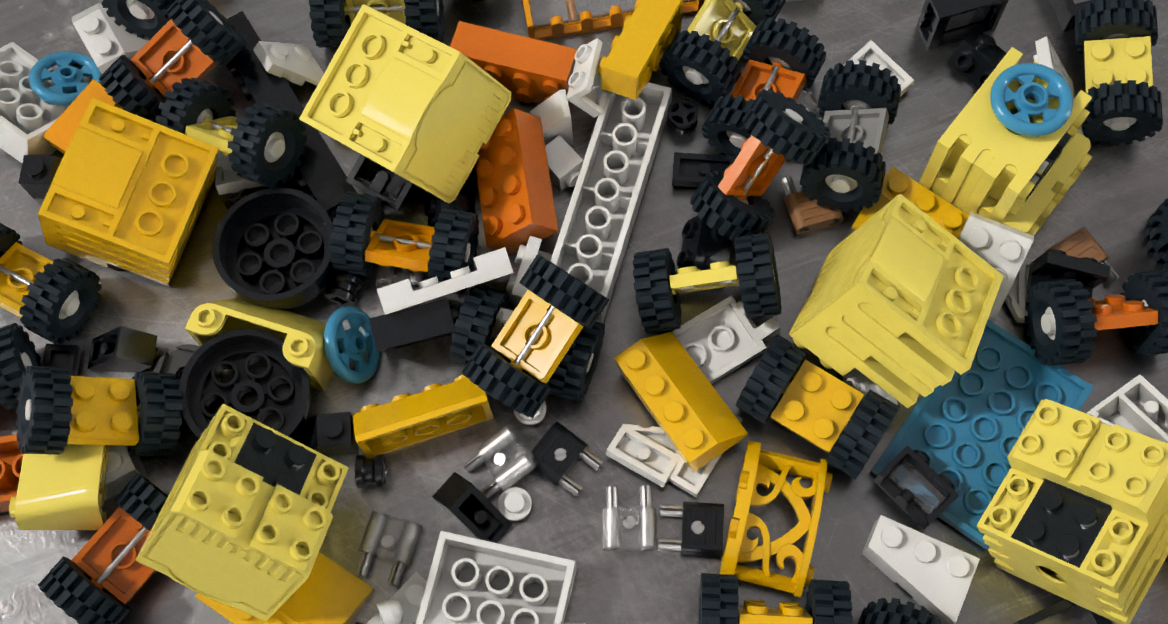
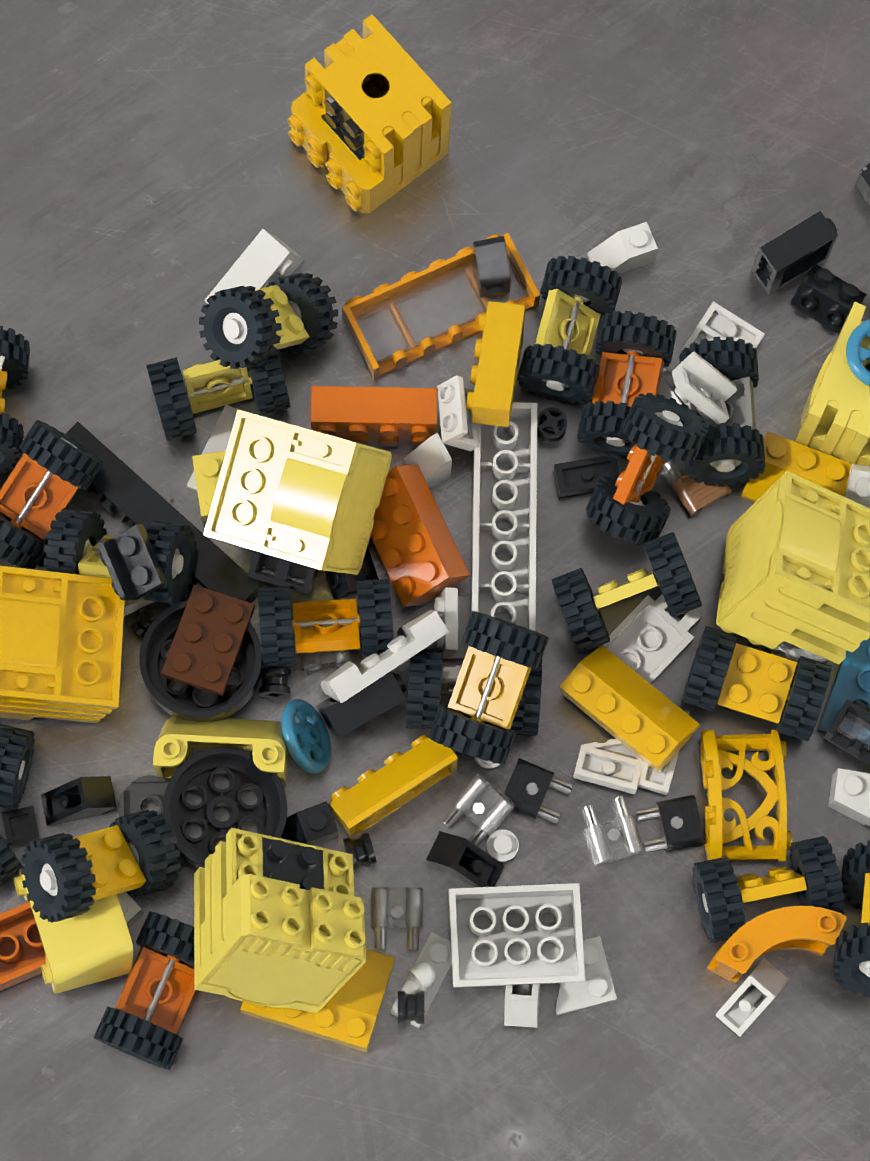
camera: 25 degrees left, 5 degrees up
(224, 131) = (132, 563): none -> black bracket
(284, 228) = (208, 640): none -> reddish brown plate
(289, 61) = (148, 464): white wing -> none
(563, 163) = (451, 502): white brick -> none
(702, 245) = (607, 557): black bracket -> none
(837, 101) = (703, 387): none -> white bracket

